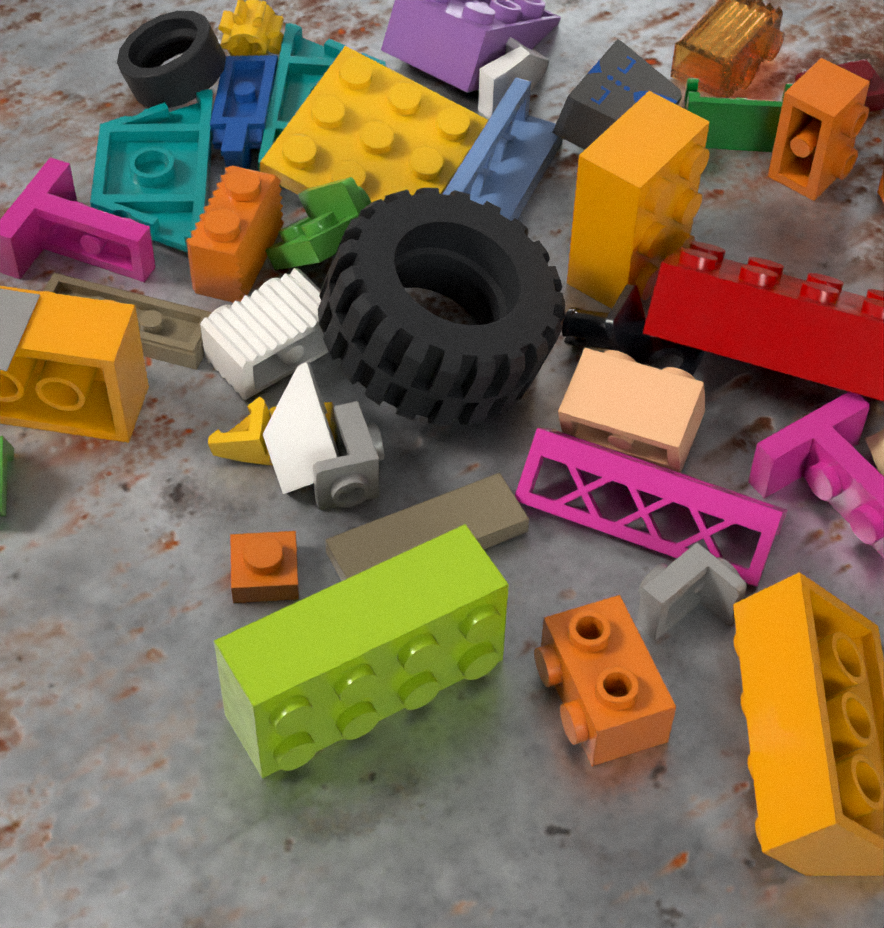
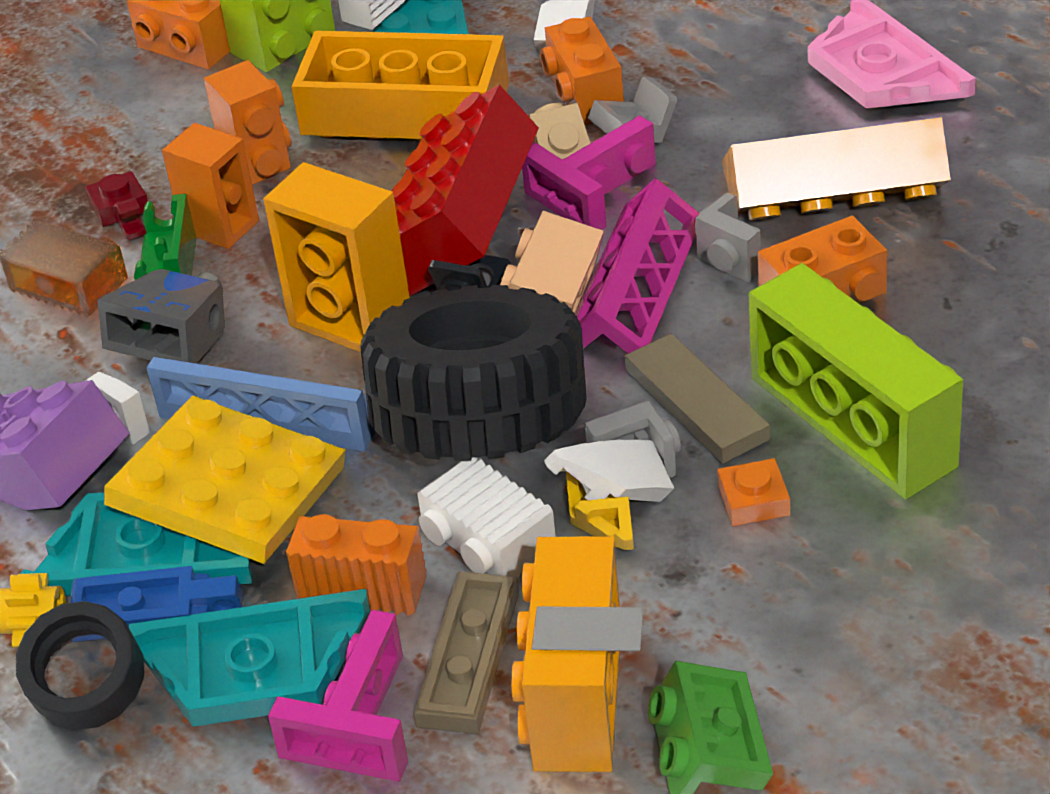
camera: 90 degrees left, 10 degrees down
(318, 236) = (364, 472): bright green bracket -> none

